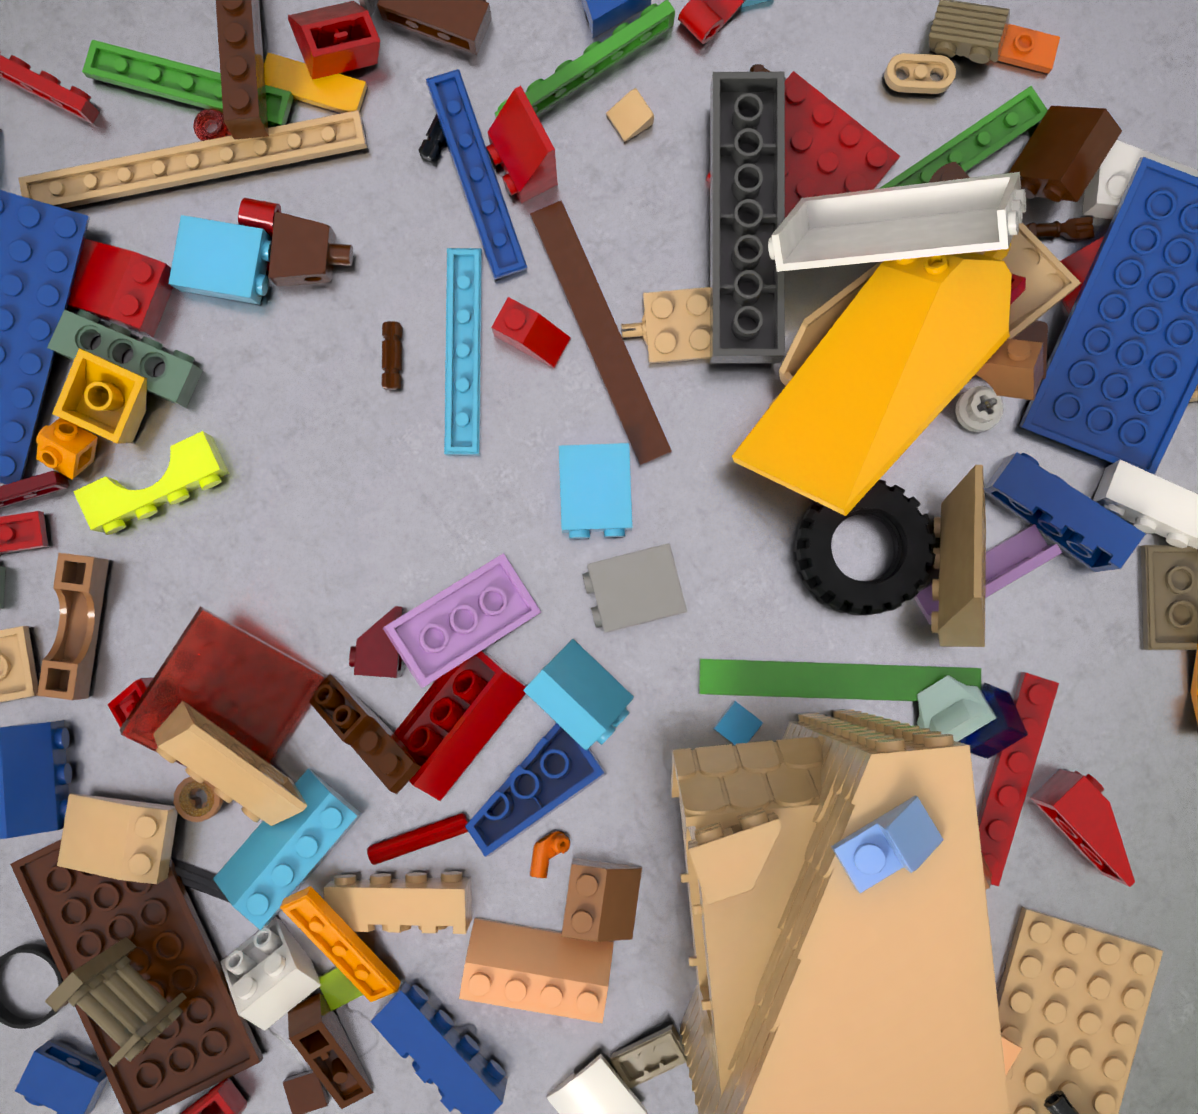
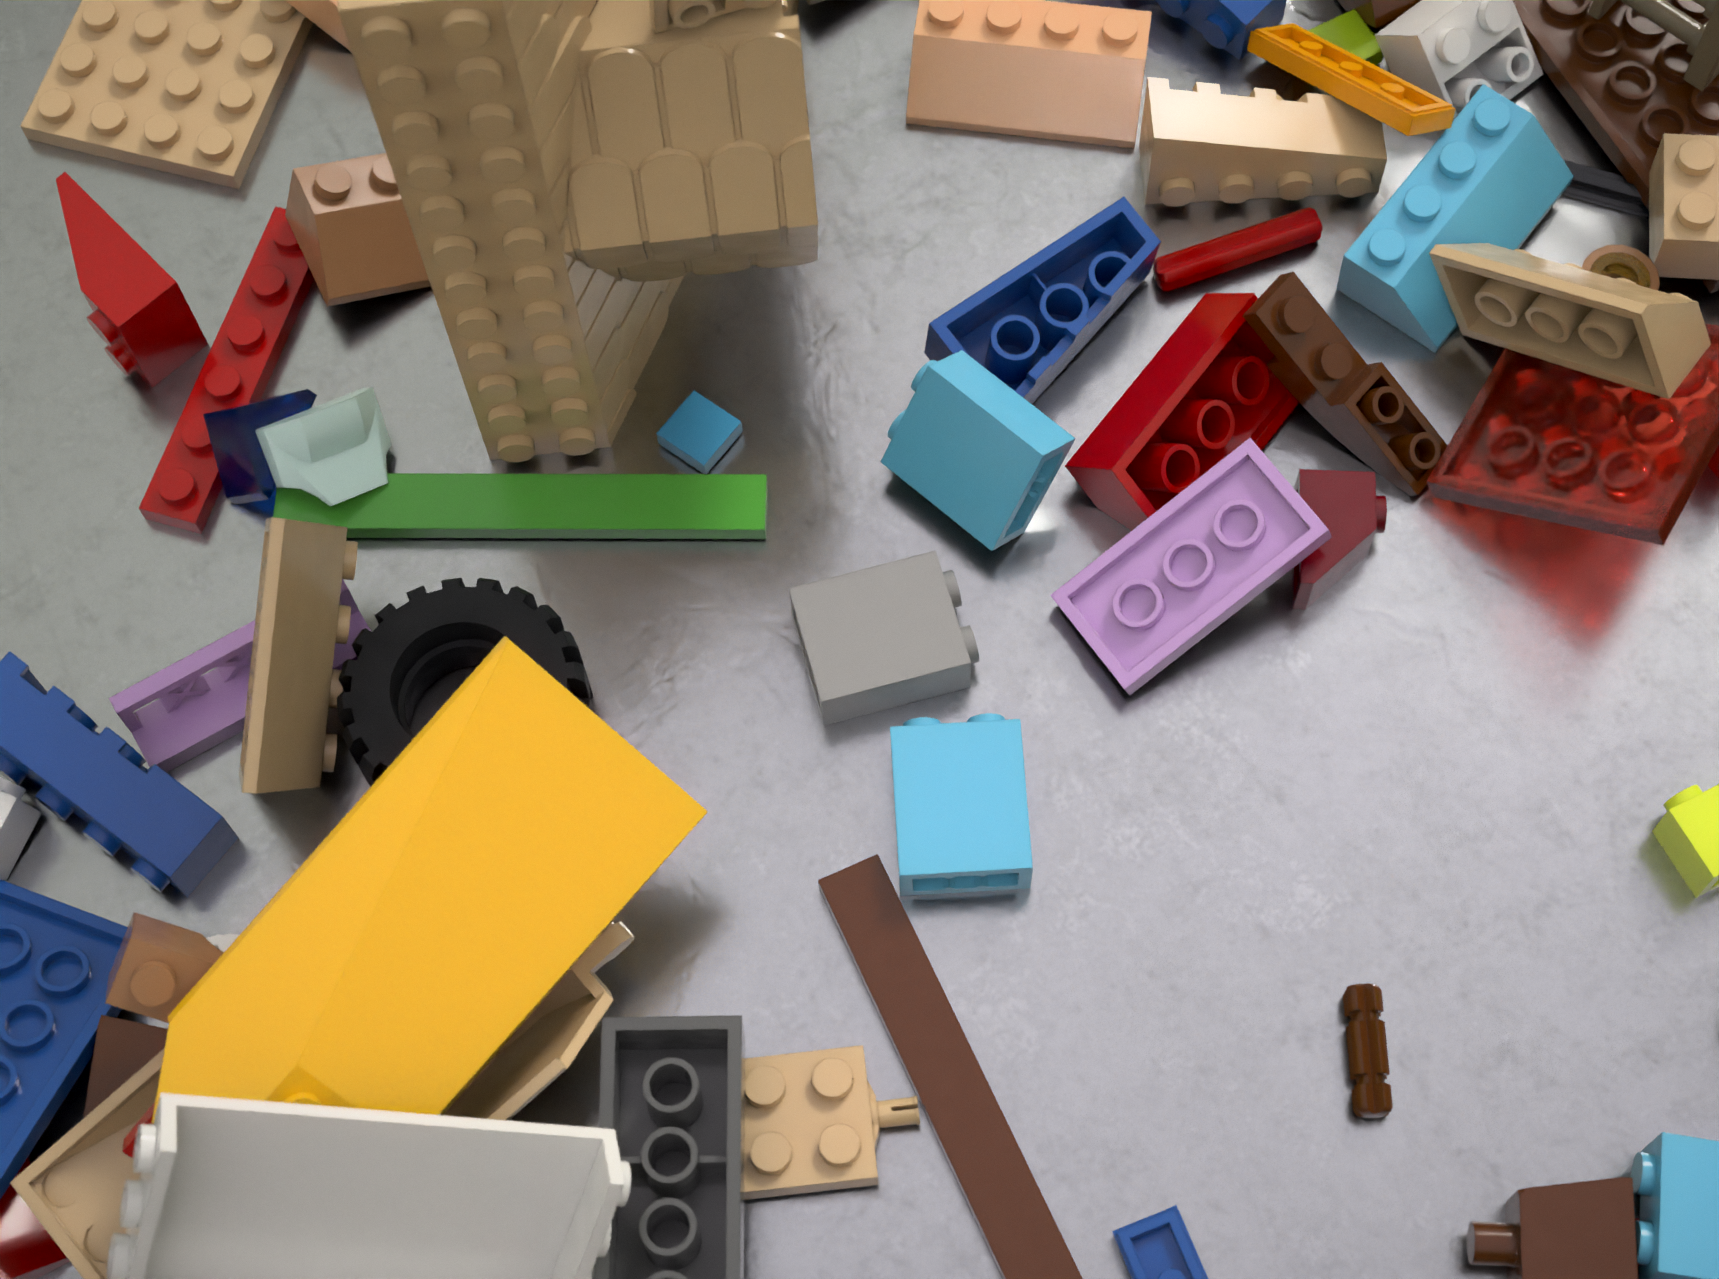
camera: 175 degrees left, 20 degrees down
(463, 351) = (1228, 1071): medium azure tile -> none
(530, 332) = (1099, 1093): red slope -> none
(545, 849) = (1022, 241): orange arm -> none
(601, 901) = (930, 166): medium nougat slope -> none

